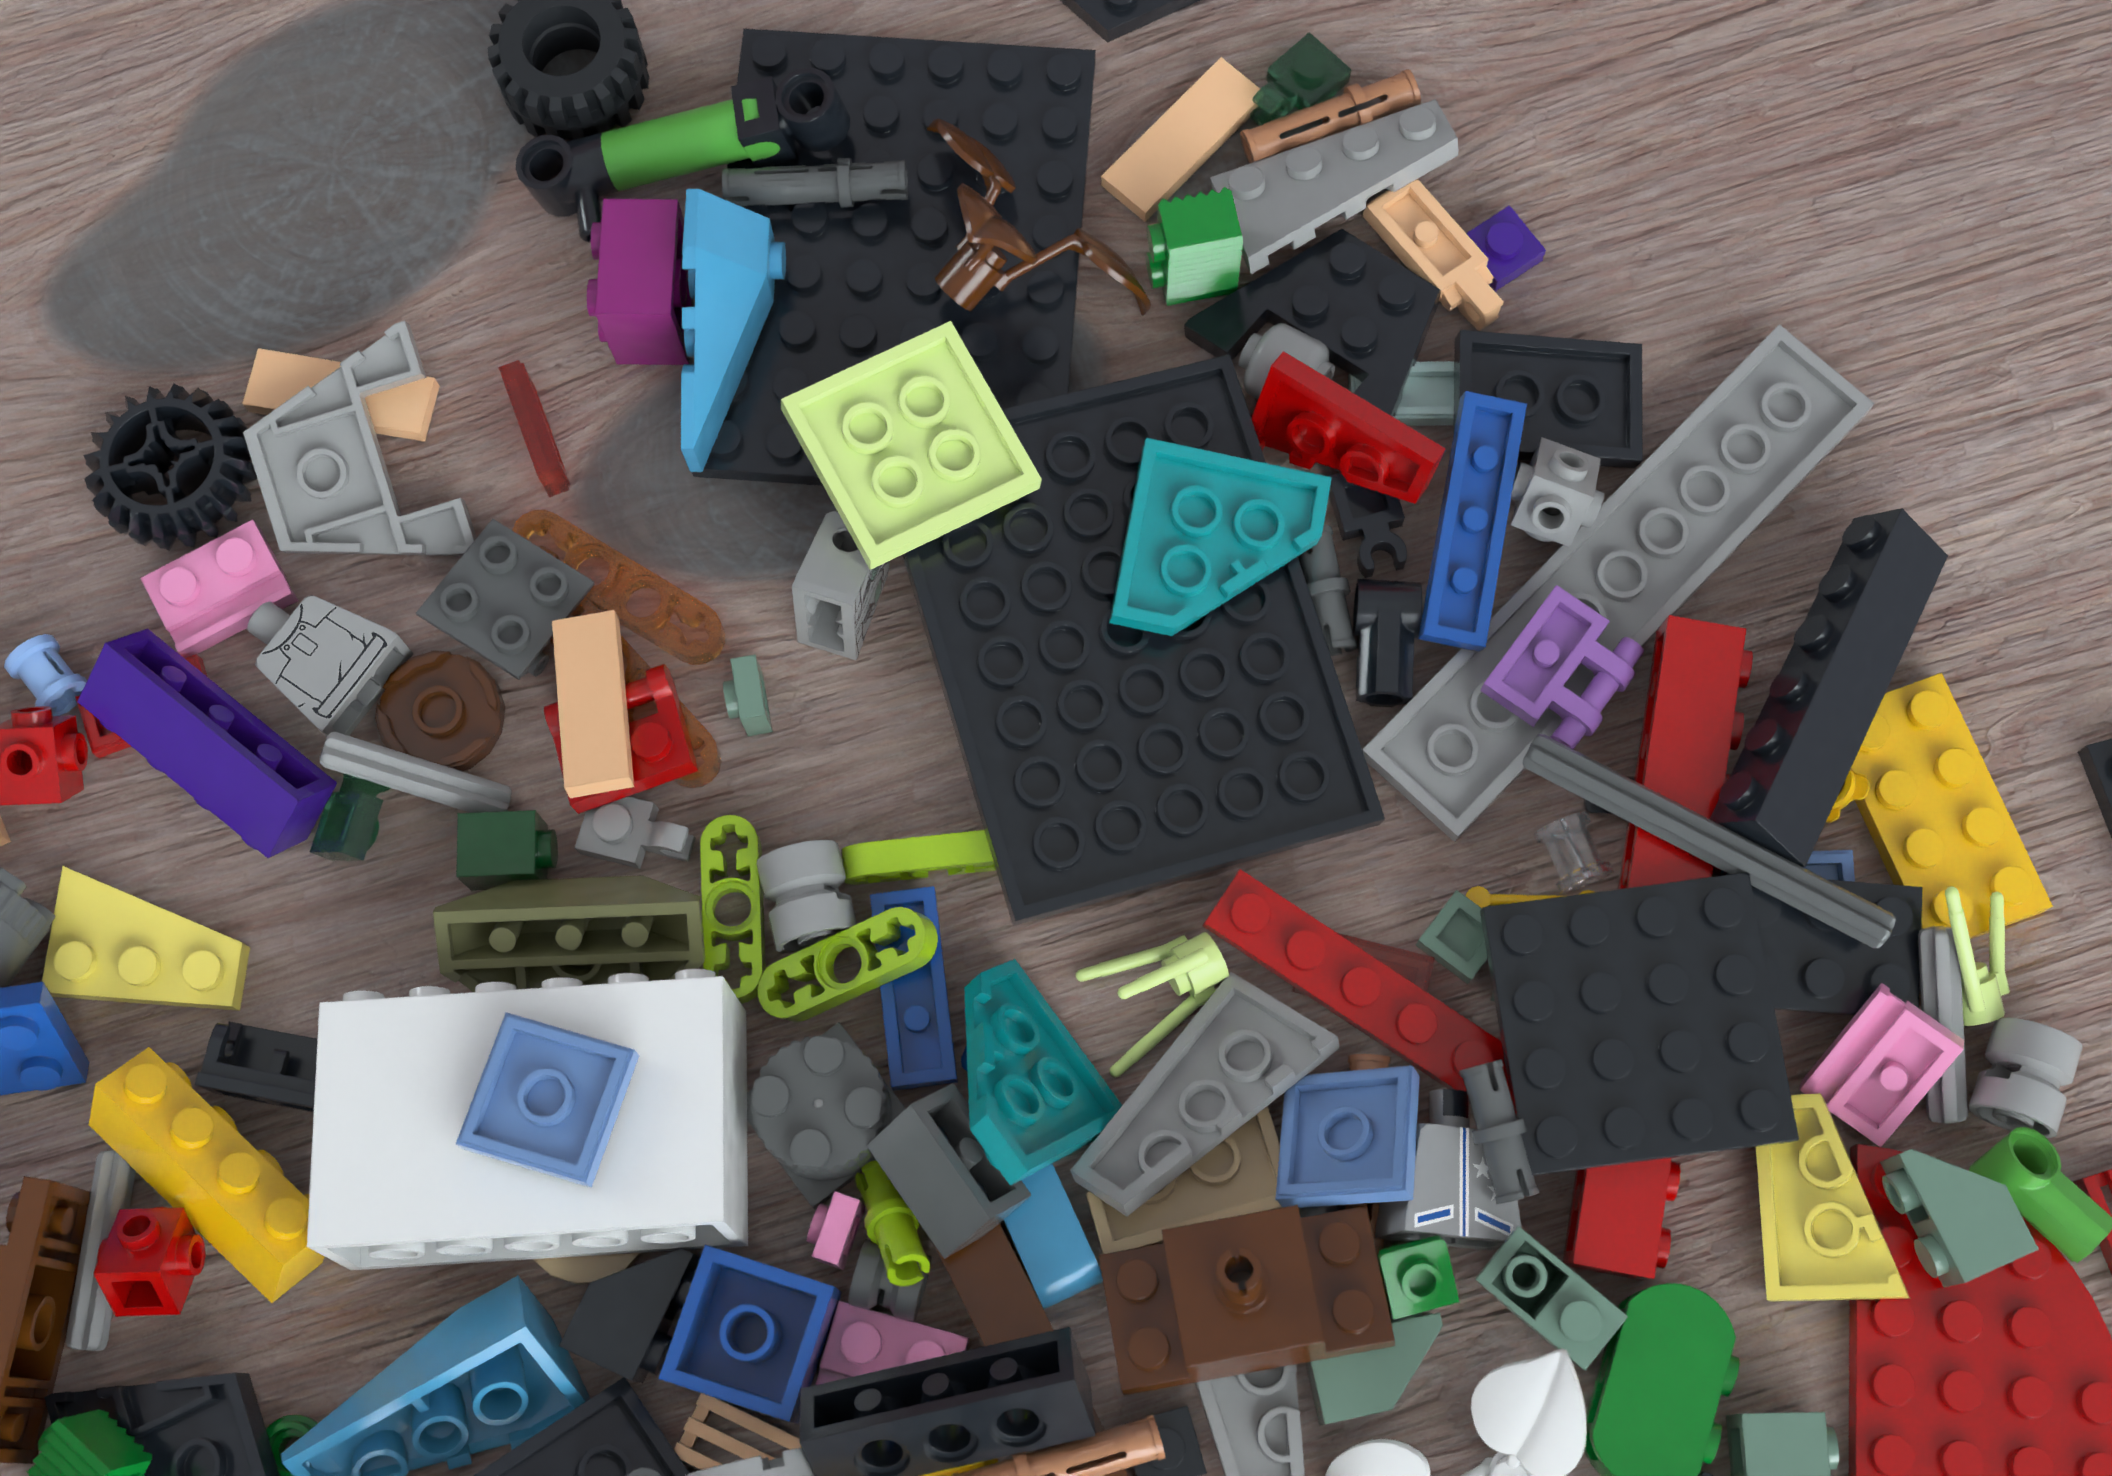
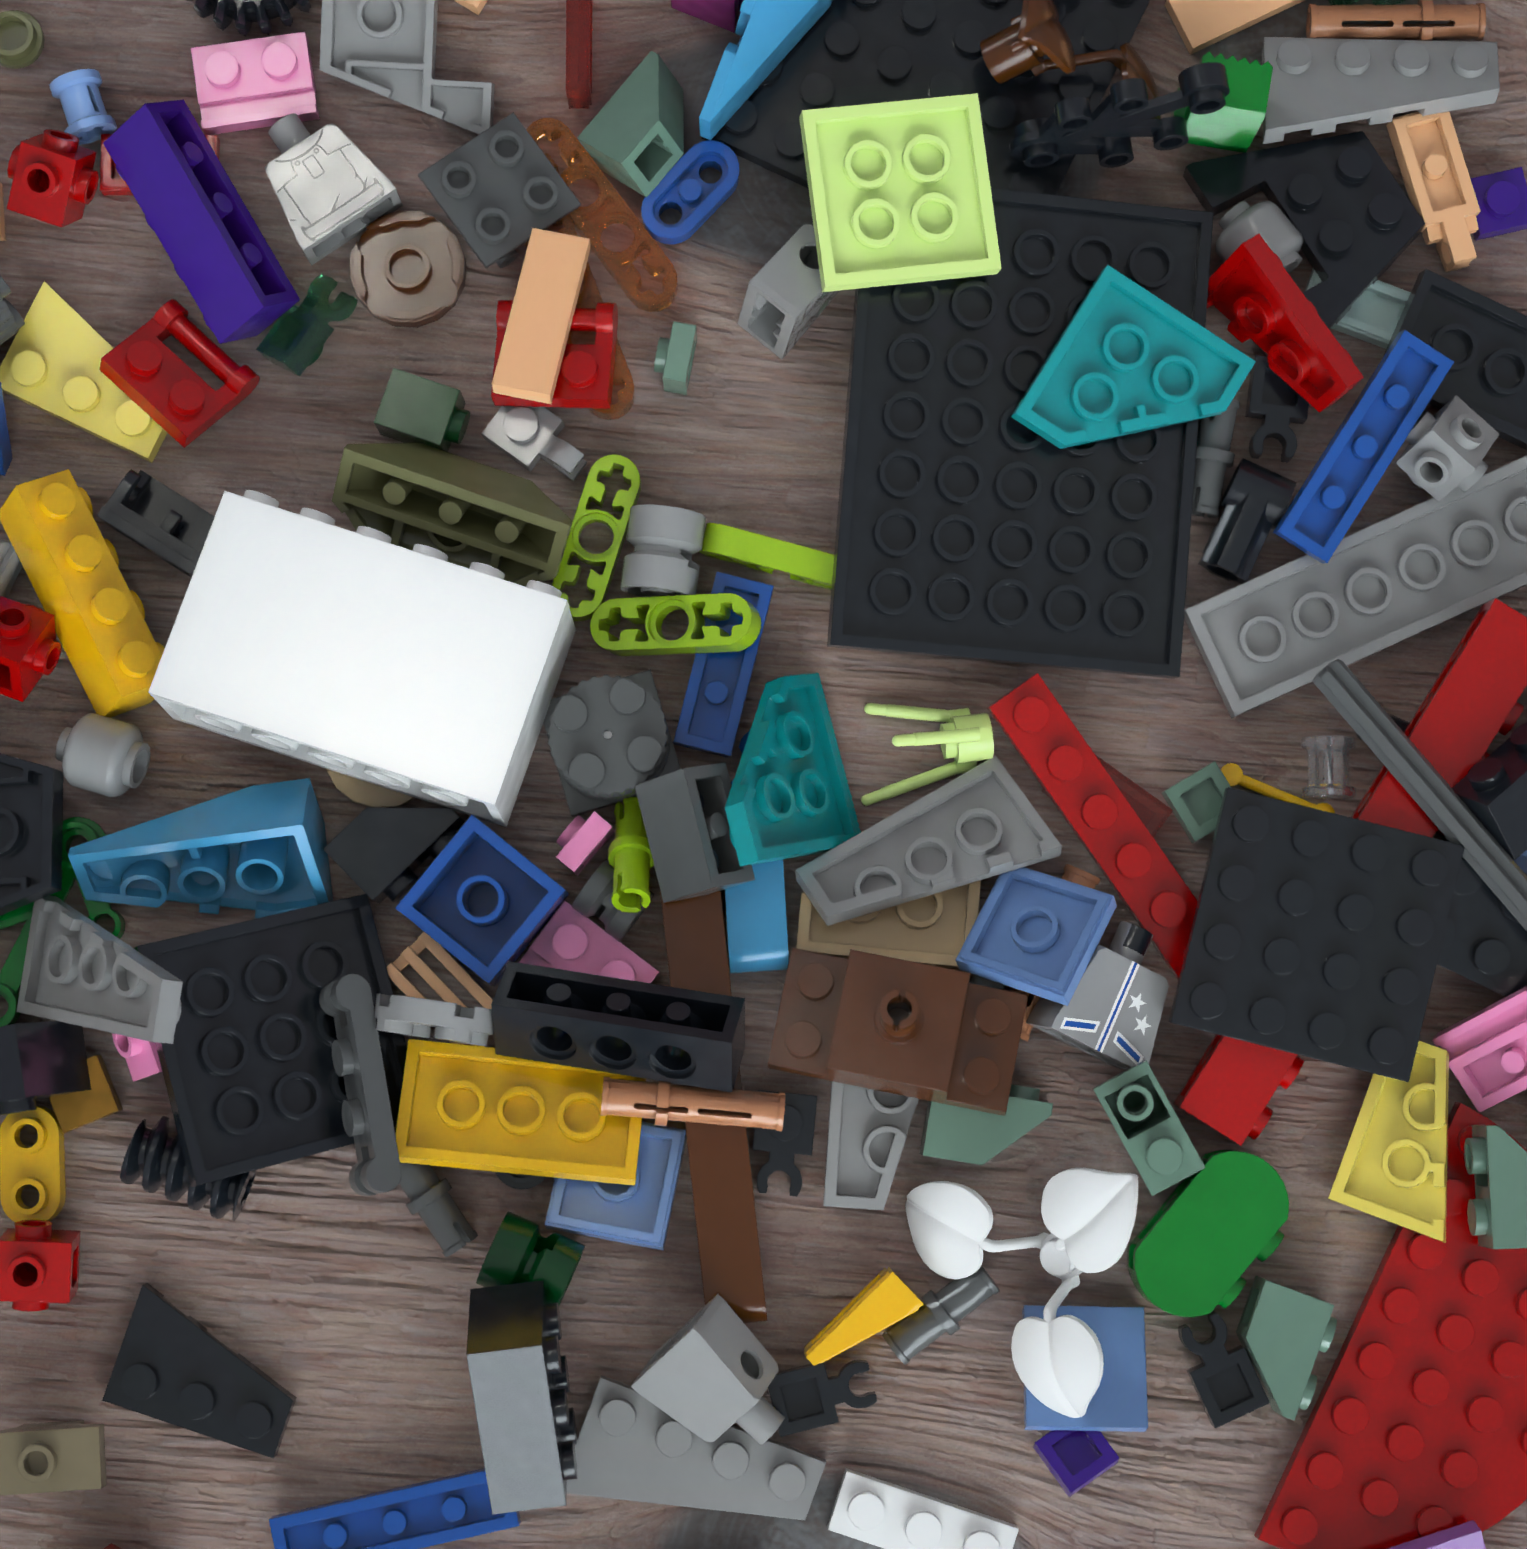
camera: 15 degrees right, 10 degrees up
(229, 923) = (166, 385): none -> red plate
(287, 1338) = (103, 755): none -> light grey head
(413, 775) = (367, 319): light grey axle -> none
(548, 1099) = (386, 648): medium blue plate -> none
(625, 486) = (639, 128): none -> sand green slope
(699, 533) = (689, 194): none -> blue plate
(1100, 295) = (1118, 118): none -> black plant
(1417, 1276) = (1046, 1068): green bracket -> none
(1499, 1131) = (1163, 977): dark grey pin -> none
(1545, 658) = (1376, 591): medium lavender plate -> none

